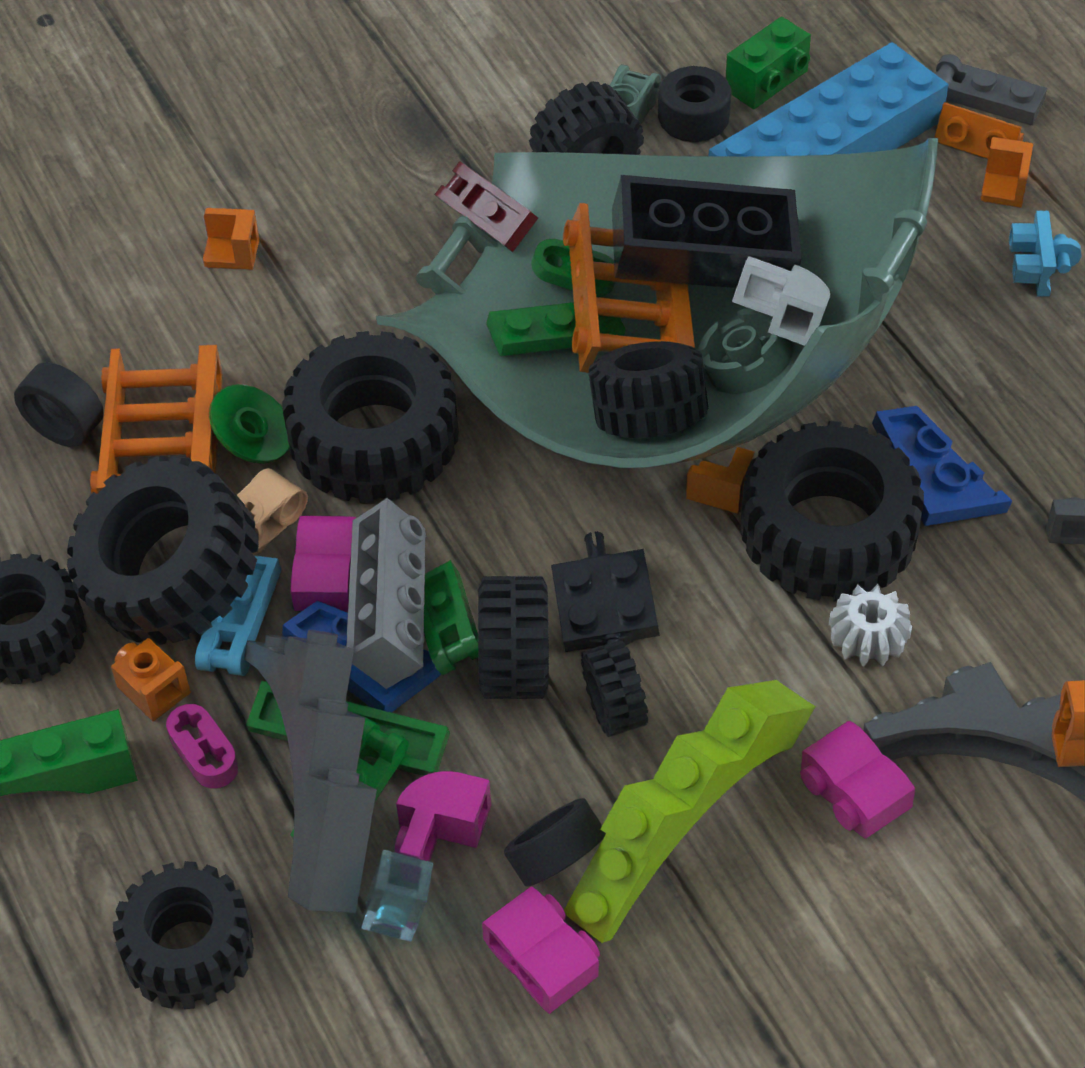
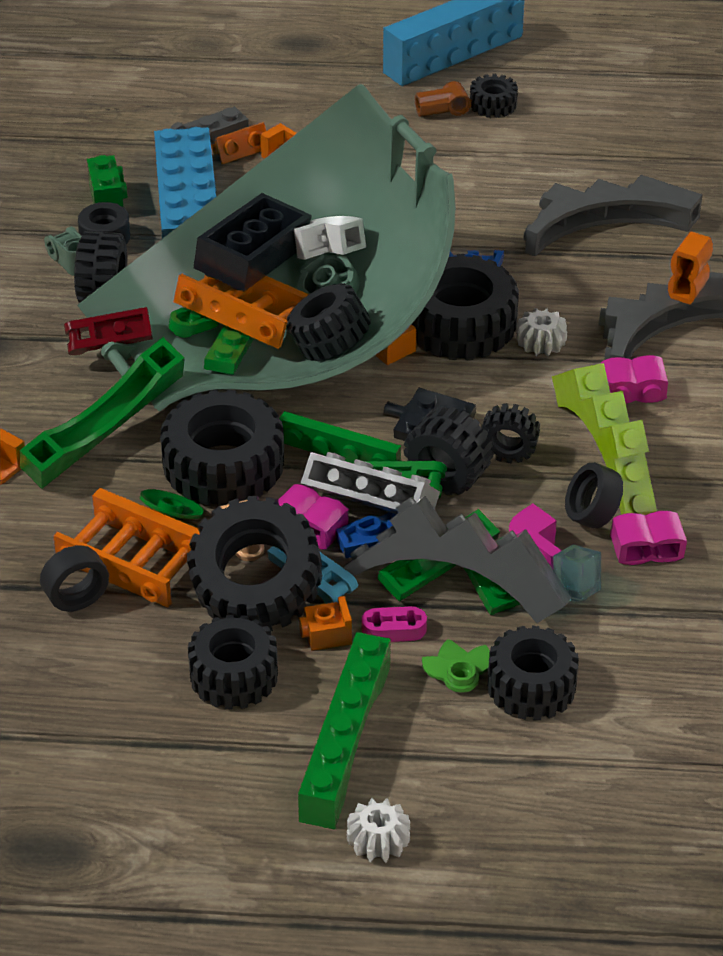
camera: 60 degrees left, 10 degrees down
(169, 842) = (456, 666): none -> bright green plate
(404, 281) = (64, 445): none -> green arch
(472, 509) = (325, 438): none -> green plate

